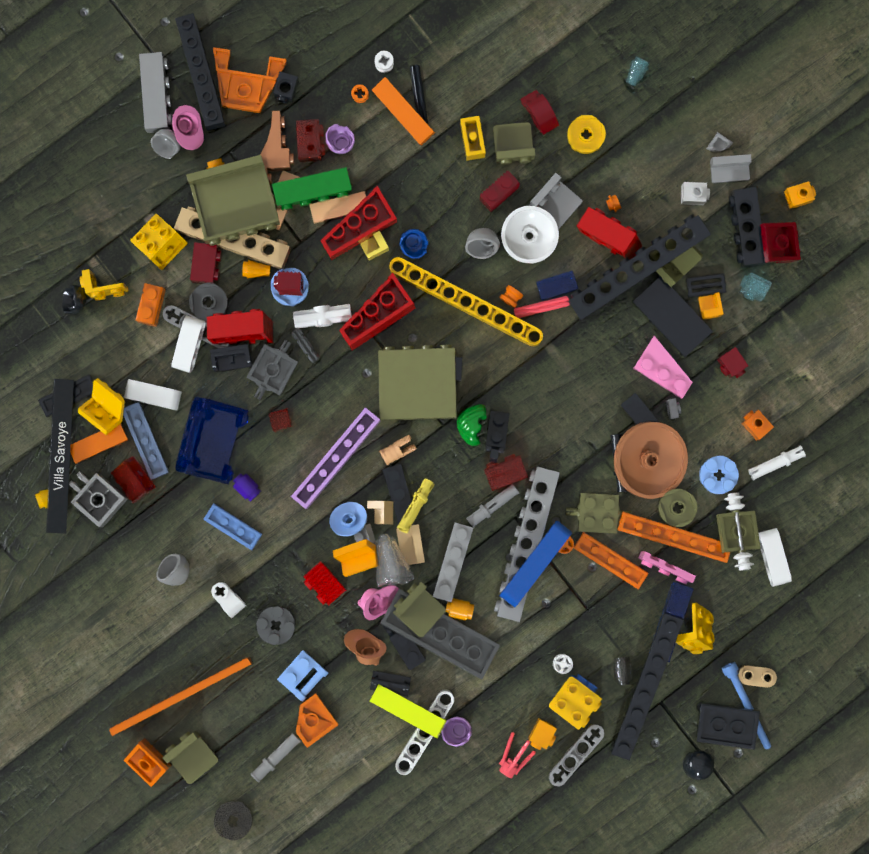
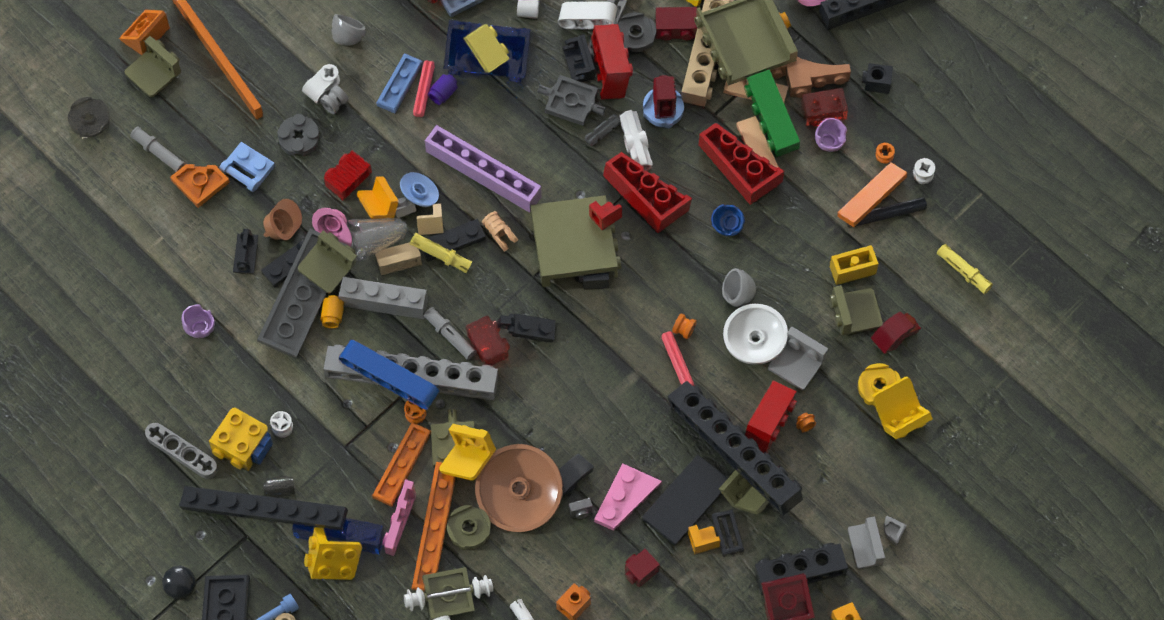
camera: 85 degrees right, 20 degrees down
(211, 443) = (487, 48): none -> light yellow brick
(242, 504) = (423, 88): none -> coral axle
(243, 89) = (869, 39): orange wing -> none
(244, 589) = (334, 99): none -> light grey wheel
(254, 269) = (677, 68): light orange cone -> none
(280, 420) = (518, 115): clear red slope -> none
(374, 246) = (720, 185): light yellow panel -> none
(400, 352) = (605, 214): none -> red panel
(408, 711) = (216, 268): neon yellow tile -> none
(422, 741) = (189, 283): white beam -> none
(459, 294) = (667, 289): yellow beam -> none
(468, 423) = (536, 297): green piece -> none
(487, 39) = (972, 275): none -> light yellow pin
(499, 191) = (799, 300): dark red brick -> none
(511, 767) = (164, 381): coral plant -> none
(542, 735) = (201, 410): light orange brick -> none
(556, 285) = (704, 372): clear blue plate -> none
(616, 118) = (900, 408): none -> yellow bracket
(621, 501) = (470, 453): none -> yellow bracket
(637, 71) = (961, 430): clear light blue cone -> none
(694, 193) = (830, 505): white brick -> none
(712, 466) = (515, 557): light blue plate -> none
(754, 287) = (732, 583): clear light blue brick -> none

